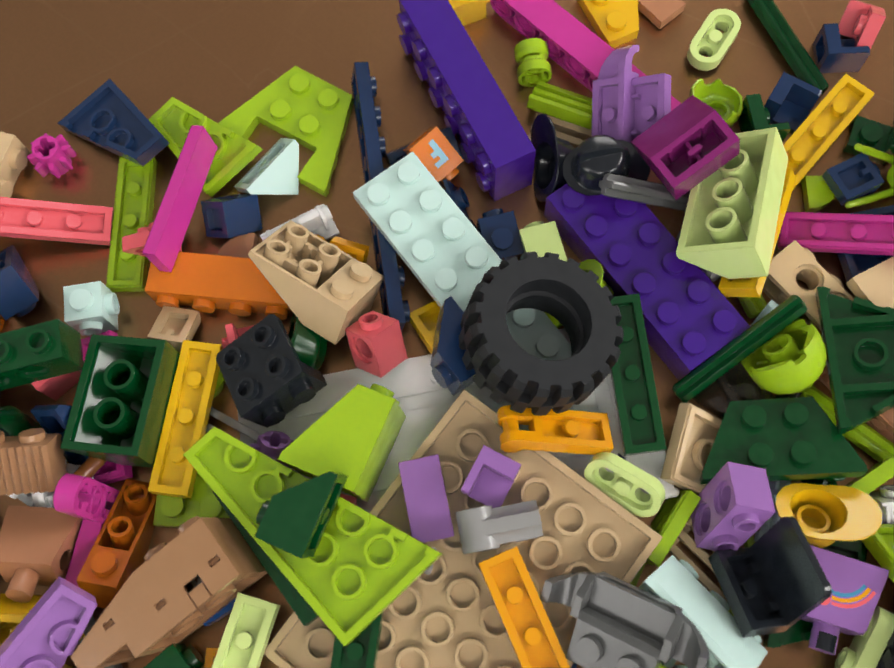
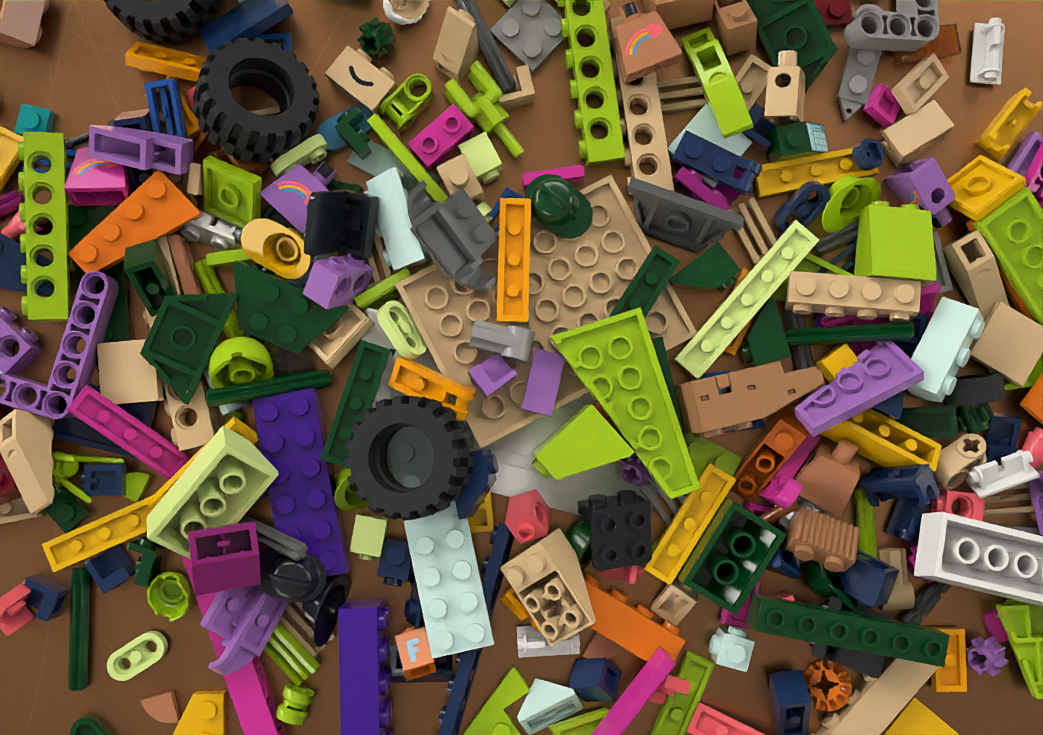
camera: 160 degrees left, 15 degrees up
(300, 514) = (635, 403): dark green slope -> none

